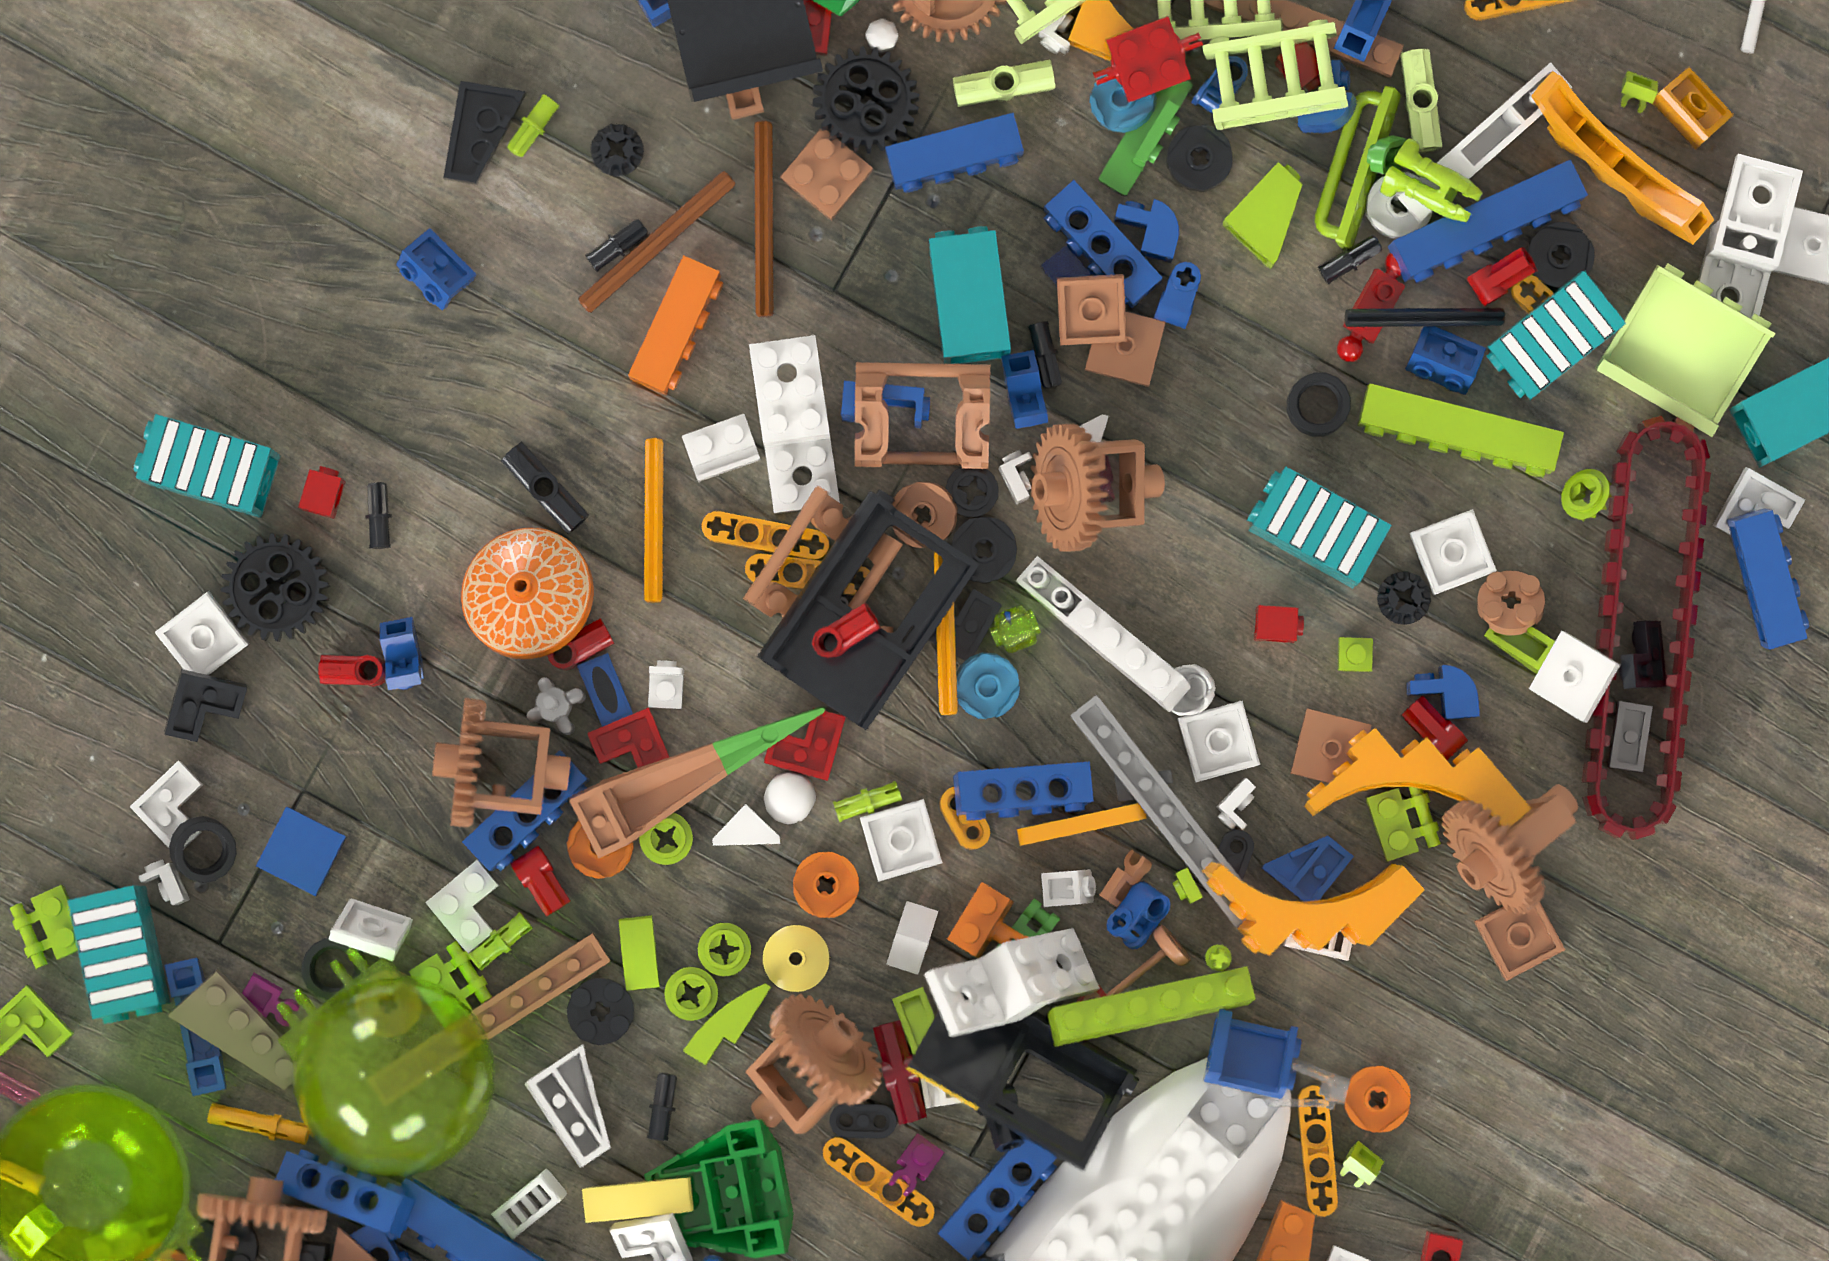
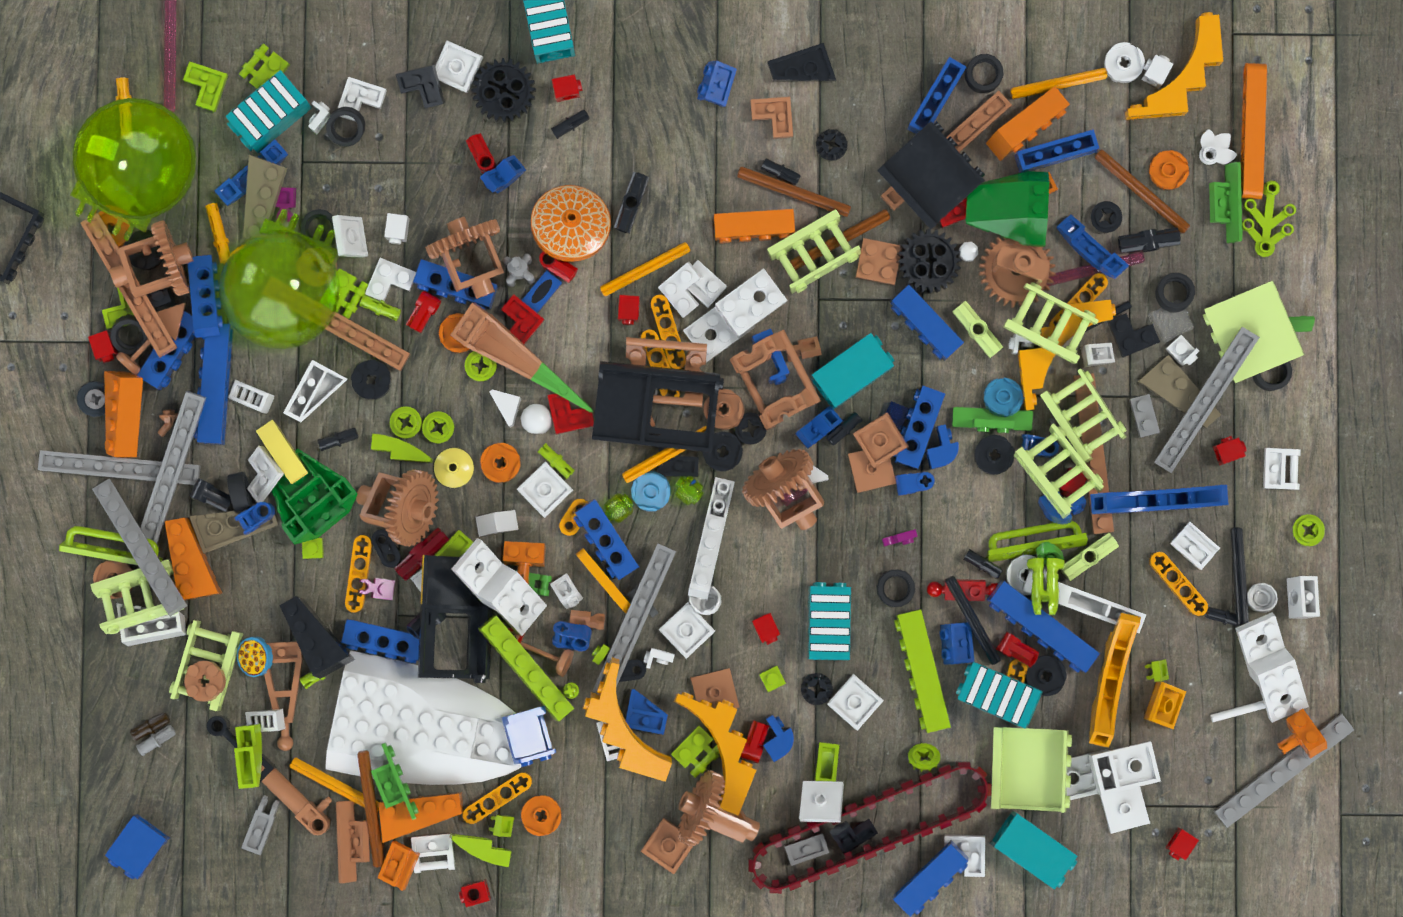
camera: 60 degrees right, 0 degrees up
(301, 851) = (372, 178): blue tile -> none
(396, 854) = (396, 228): none -> white brick
(524, 201) = (776, 109): none -> nougat plate
(532, 126) = (819, 93): lime axle -> none
(639, 953) = (412, 383): lime slope -> none
(666, 685) = (561, 322): white bracket -> none
(701, 575) = (628, 309): none -> red brick
(710, 491) = (676, 289): none -> white plate
(733, 244) = (813, 232): none -> yellowish green fence
(806, 1230) = (313, 549): none -> lime plate
(848, 630) = (638, 401): red piece -> none
(898, 345) = (807, 348): none -> nougat plate
(985, 745) = (618, 507): none -> clear neon green head
(1016, 482) = (768, 449): white bracket -> none
(1148, 59) = (1031, 398): red plate -> none
(1252, 351) = (905, 538): none -> magenta plate
(1265, 213) = (983, 505): lime slope -> none
(1333, 1087) = (533, 788): clear plant -> none
(1382, 1210) = (483, 849): none -> lime slope
(1516, 585) = (841, 757): nougat plate -> none

